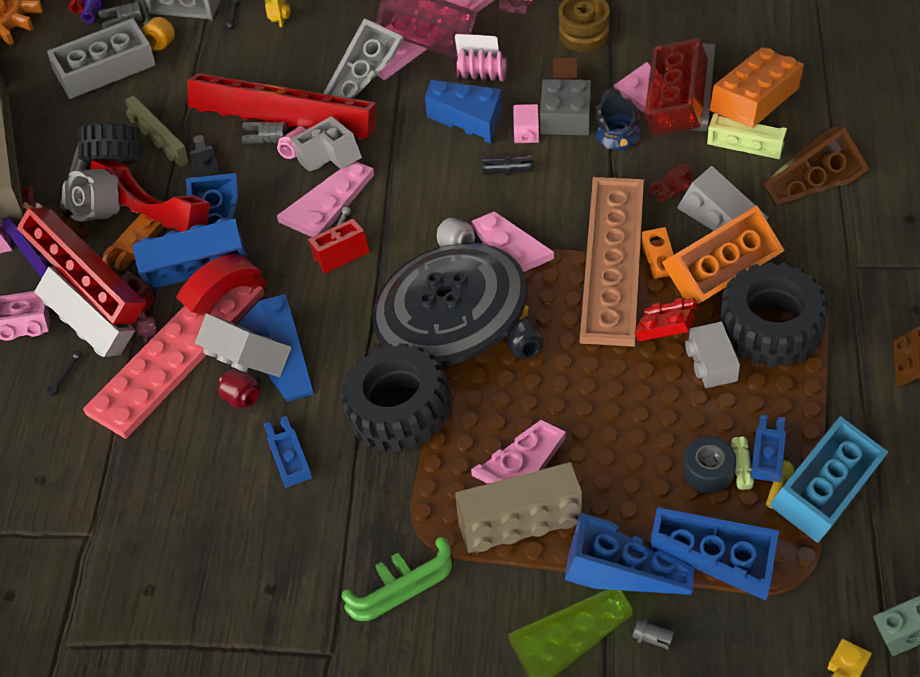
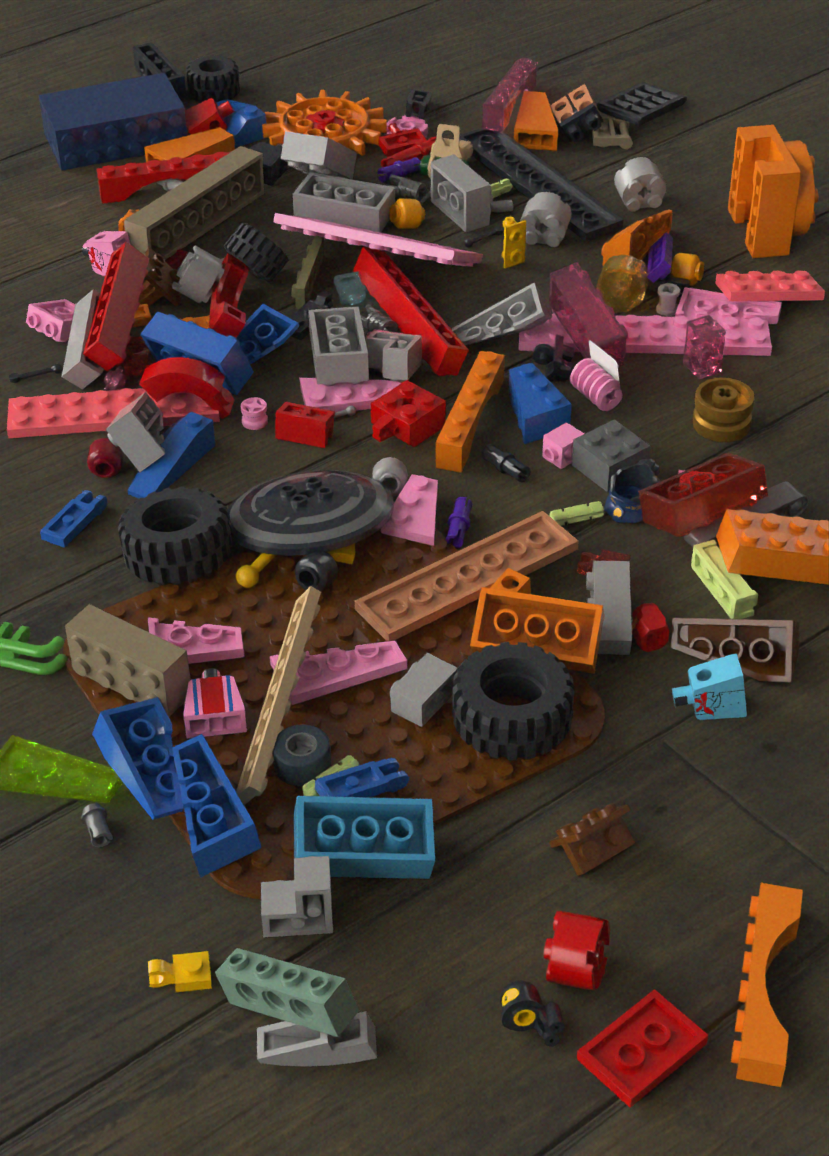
camera: 45 degrees right, 10 degrees down
(41, 32) = (318, 155): none -> light grey brick
(182, 67) = (378, 240): none -> bright pink plate
(207, 121) = (350, 288): none -> clear light blue bracket
(279, 168) = (338, 346): none -> light grey brick
(288, 267) = (254, 413): none -> bright pink wheel
(397, 181) = (407, 414): none -> red hinge
(425, 66) = (556, 359): none -> black hips
(456, 170) = (459, 429): none -> orange arch
(475, 382) = (249, 574): none -> yellow bar
(543, 229) = (459, 522): none -> dark purple pin
(565, 68) = (652, 431): reddish brown brick -> none
(599, 163) = (578, 513): none -> yellowish green axle
(608, 485) = (213, 706): none -> bright pink torso
(635, 393) = (342, 669): none -> bright pink wing
(643, 436) = (276, 702): none -> tan plate
(666, 319) = (435, 639): red plate -> none
(757, 195) = (649, 627): none -> red rock
(850, 553) = (299, 904): none -> light grey brick
(852, 207) = (714, 689): none -> medium azure torso

